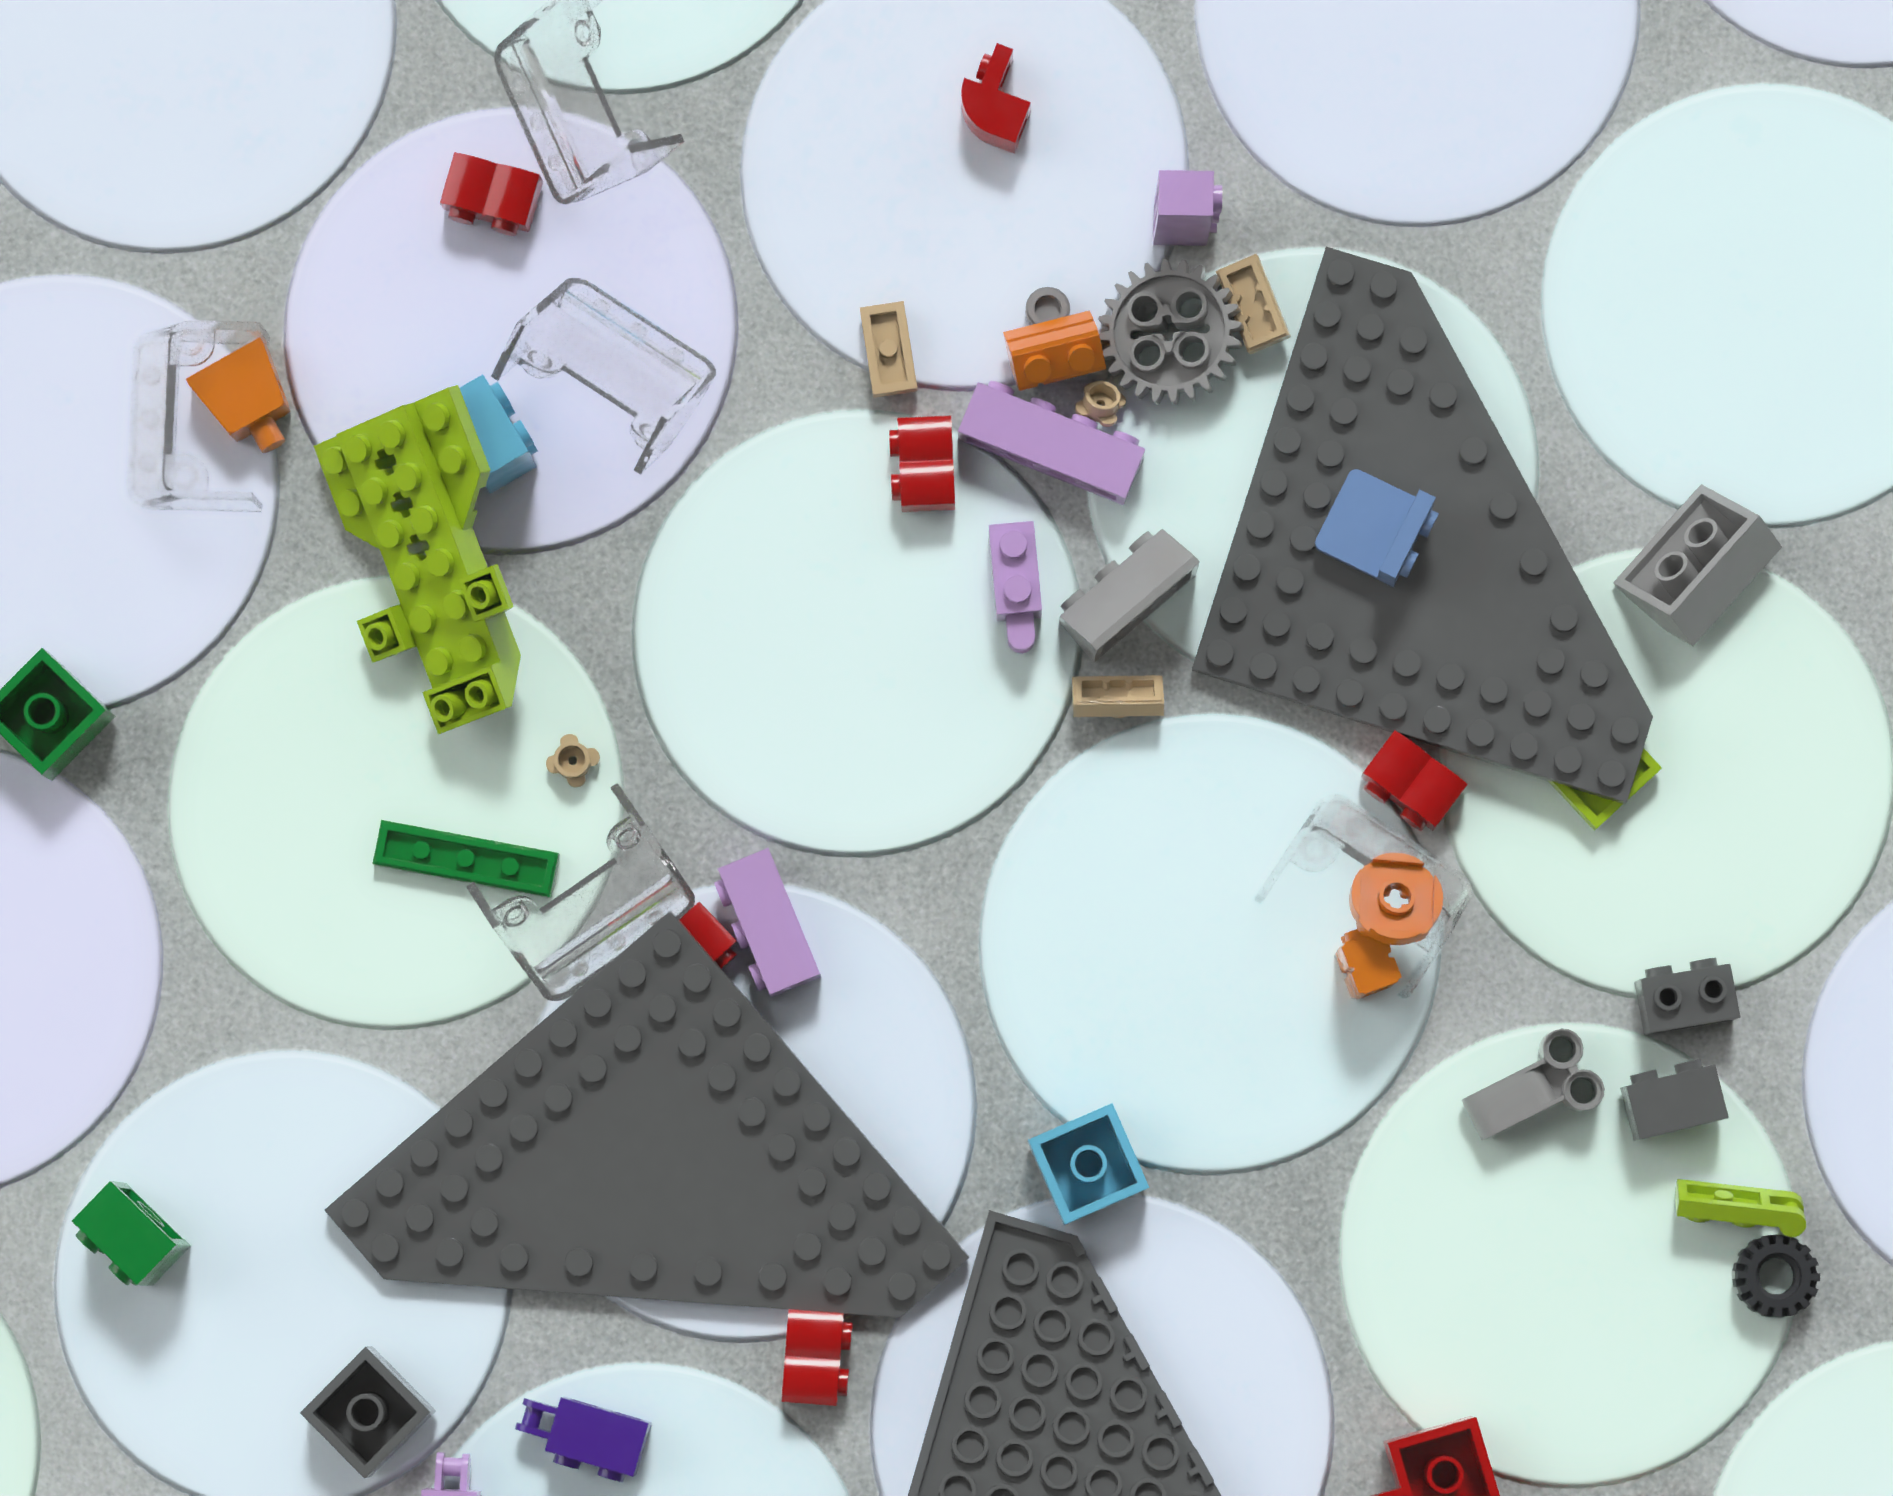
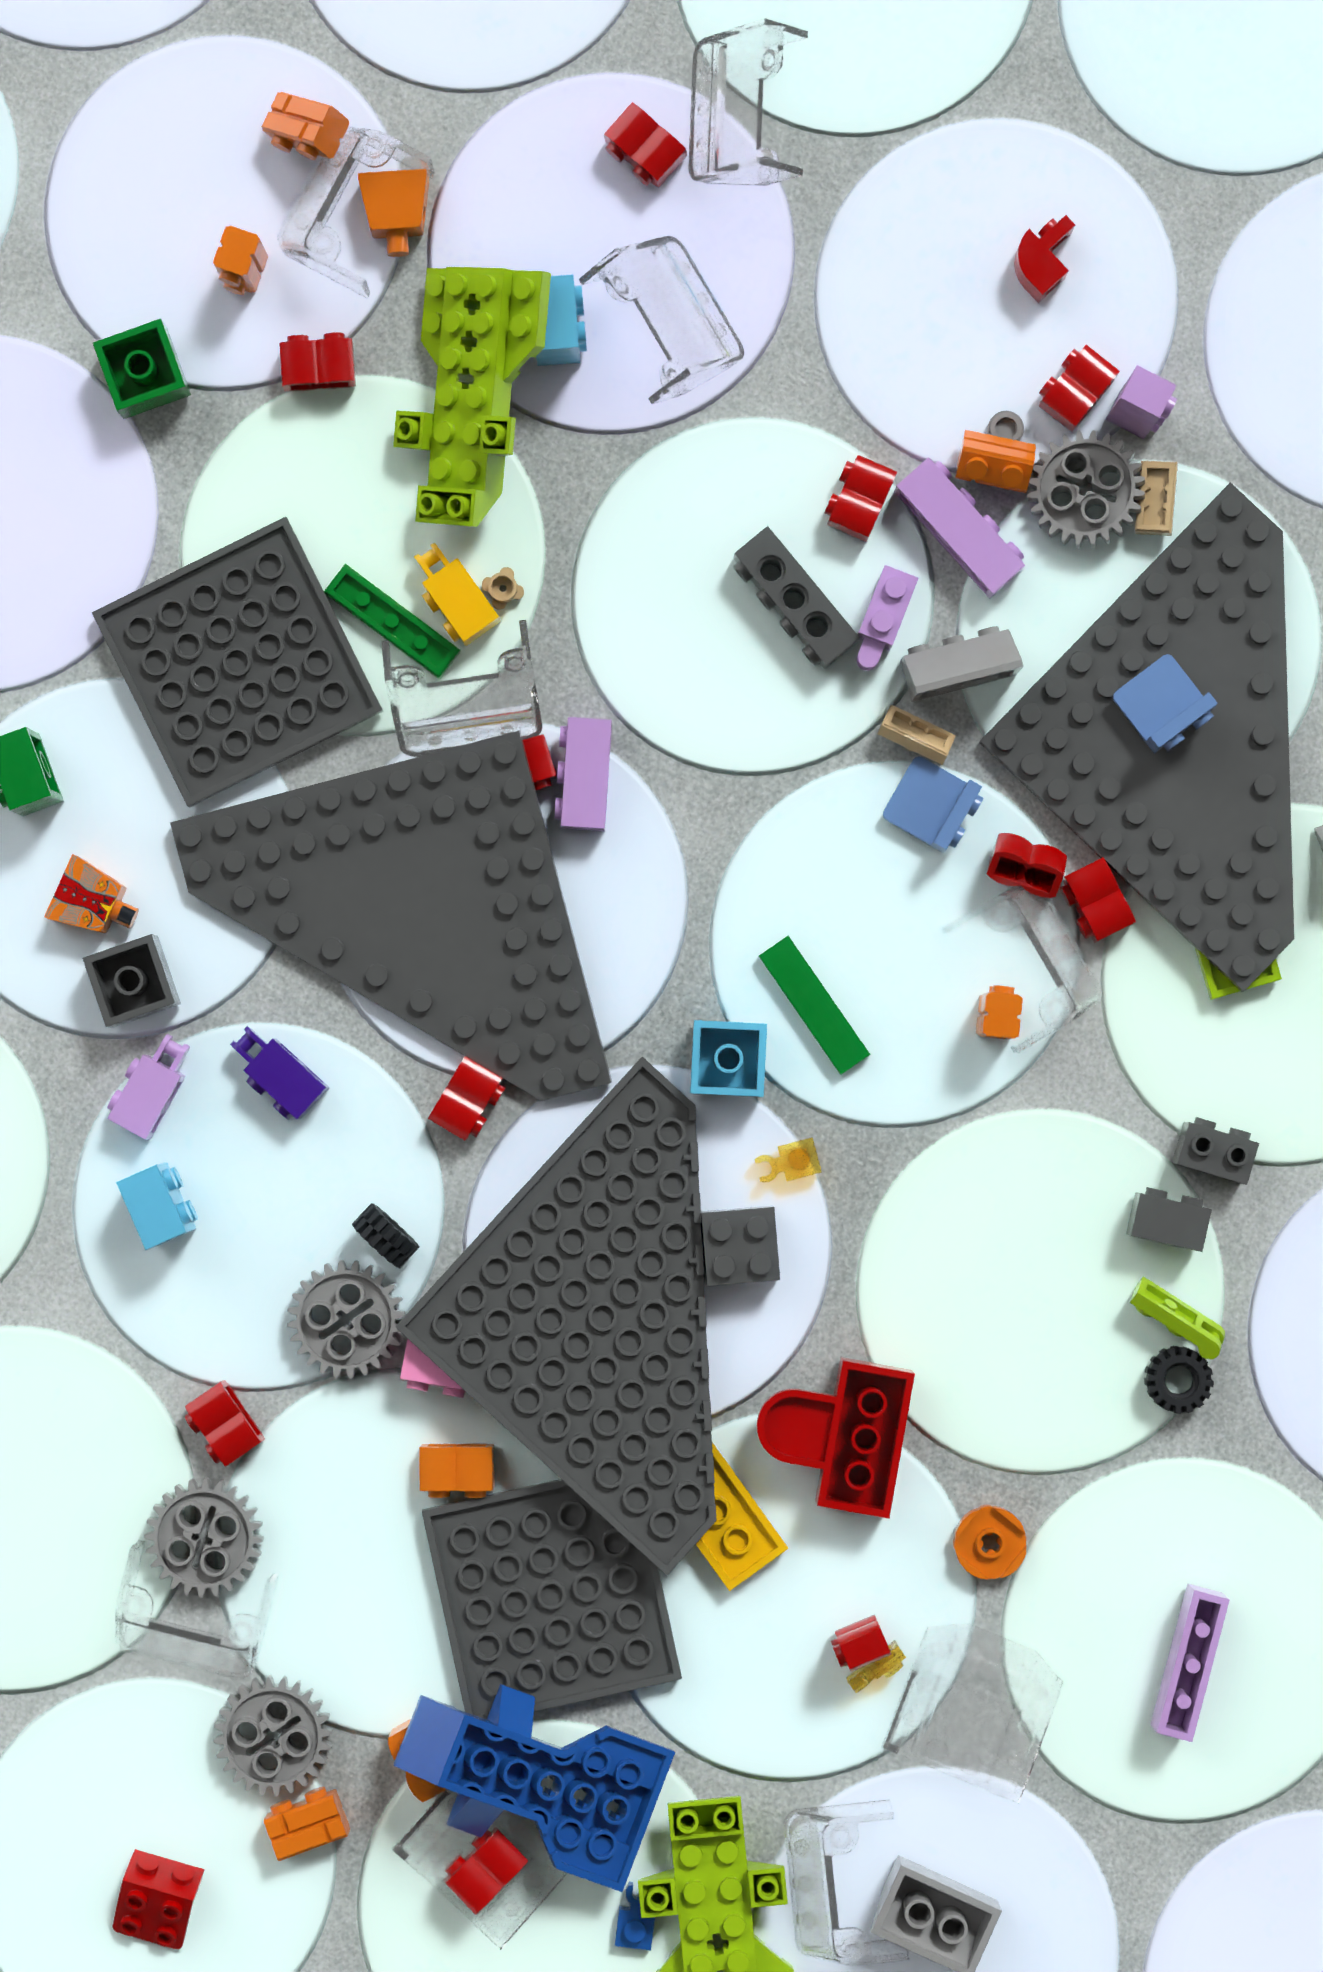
camera: 25 degrees right, 5 degrees up
(100, 539) = (240, 260): none -> orange brick
(101, 355) = (304, 125): none -> orange brick
(241, 611) = (317, 363): none -> red brick
(275, 1342) = (90, 898): none -> torso
(312, 990) = (237, 662): none -> dark grey plate
(526, 796) = (457, 598): none -> yellow brick
(848, 571) = (768, 549): none -> dark grey brick
(888, 349) = (876, 401): tan plate -> none
(1100, 394) = (1010, 516): tan plate -> none
(1105, 224) = (1078, 387): none -> red brick
(1154, 1056) = (814, 1005): none -> green tile
(1175, 765) = (932, 804): none -> medium blue bracket
(1207, 1370) = (740, 1245): none -> dark grey brick
(1220, 1242) = (795, 1160): none -> clear yellow plate
(1306, 782) = (1021, 863): none -> red brick
(1395, 925) = (1023, 986): orange plate -> none
(1532, 1089) = (1072, 1162): light grey piece -> none

